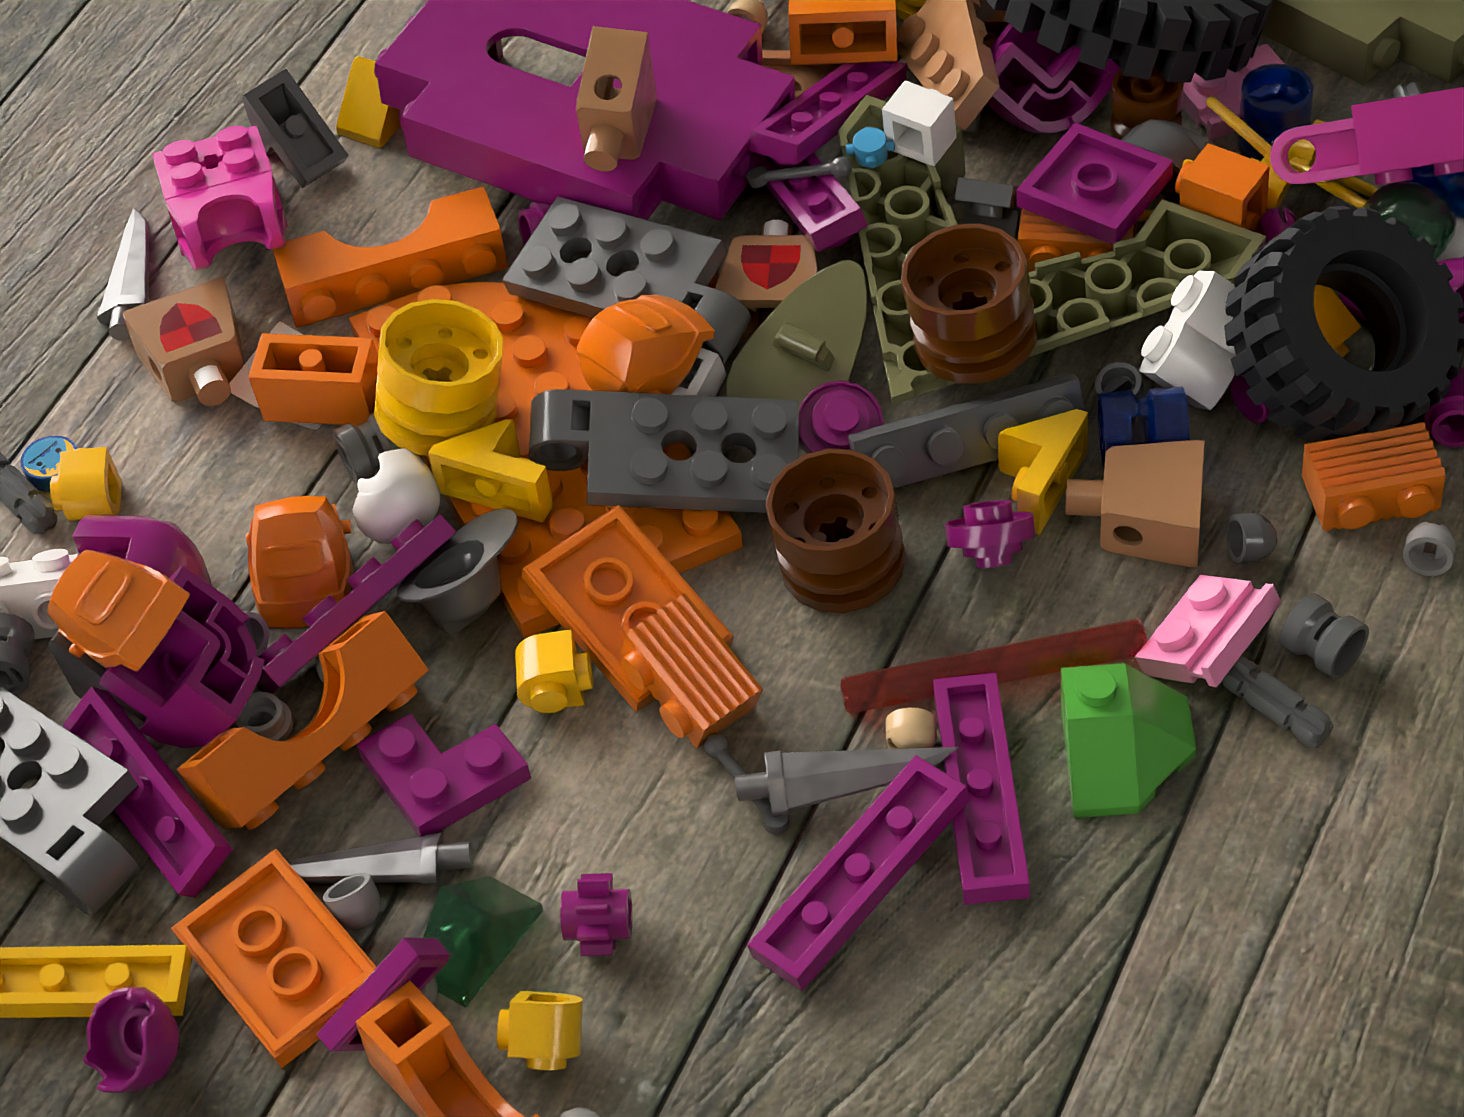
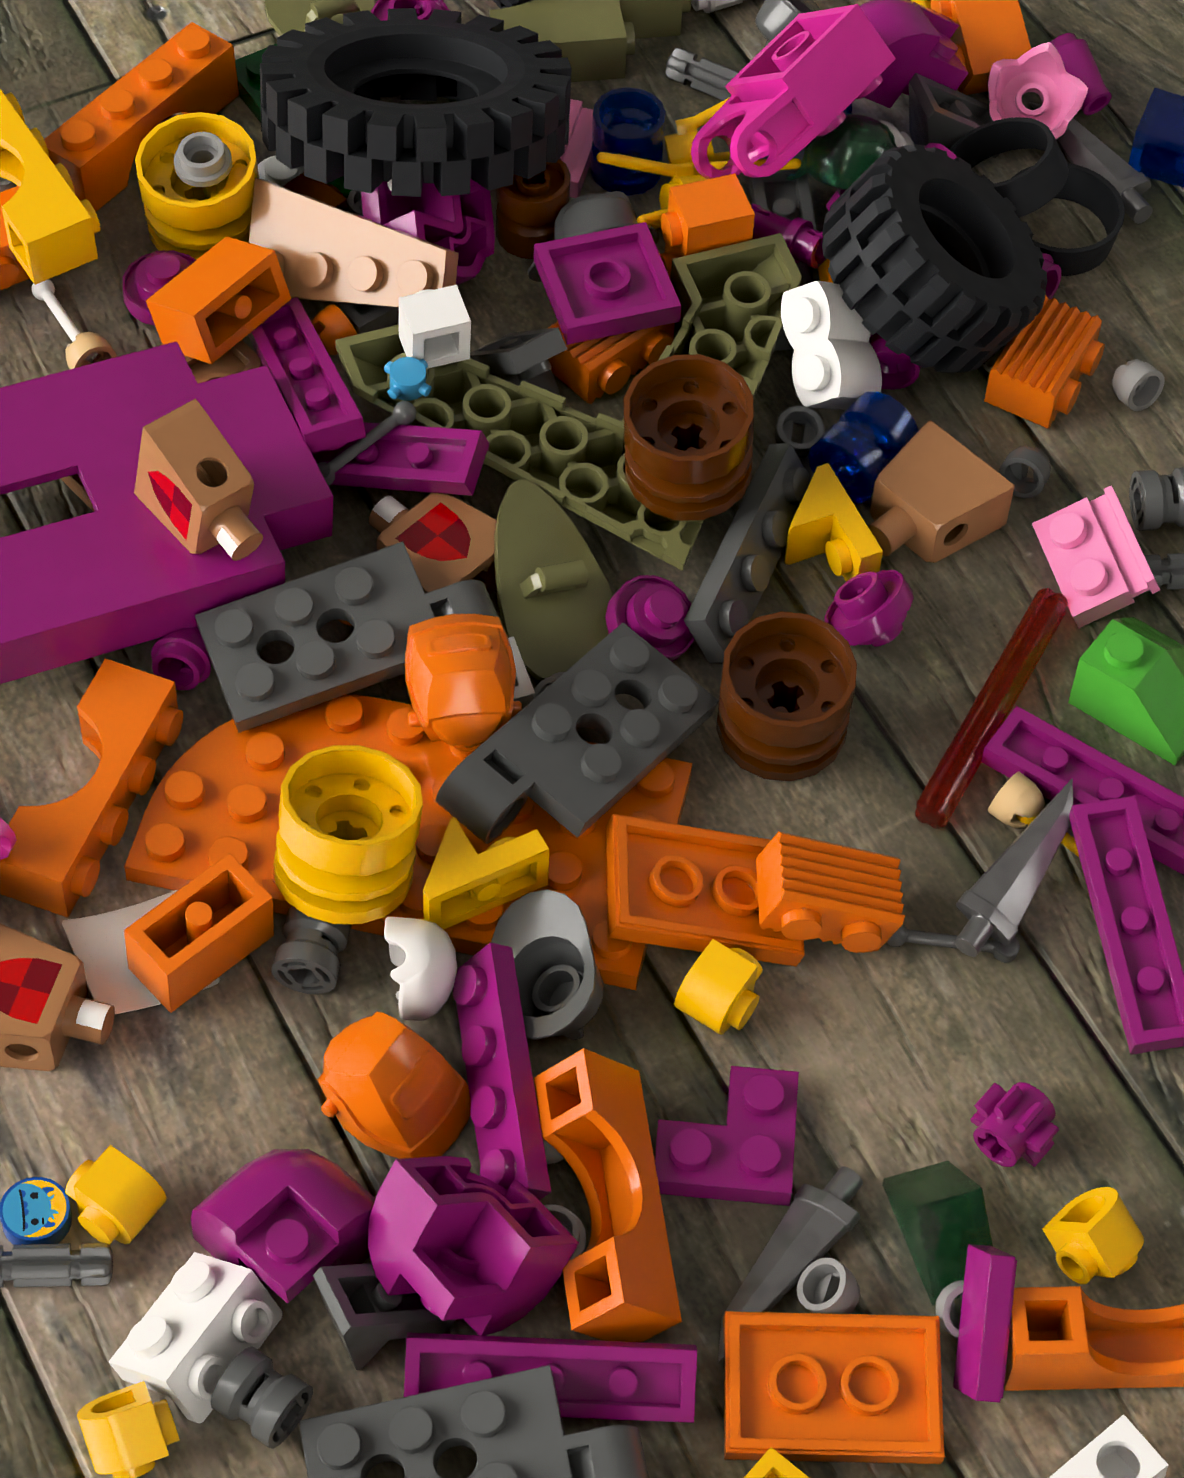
camera: 60 degrees left, 5 degrees up
(114, 608) = (405, 1243): orange helmet -> none

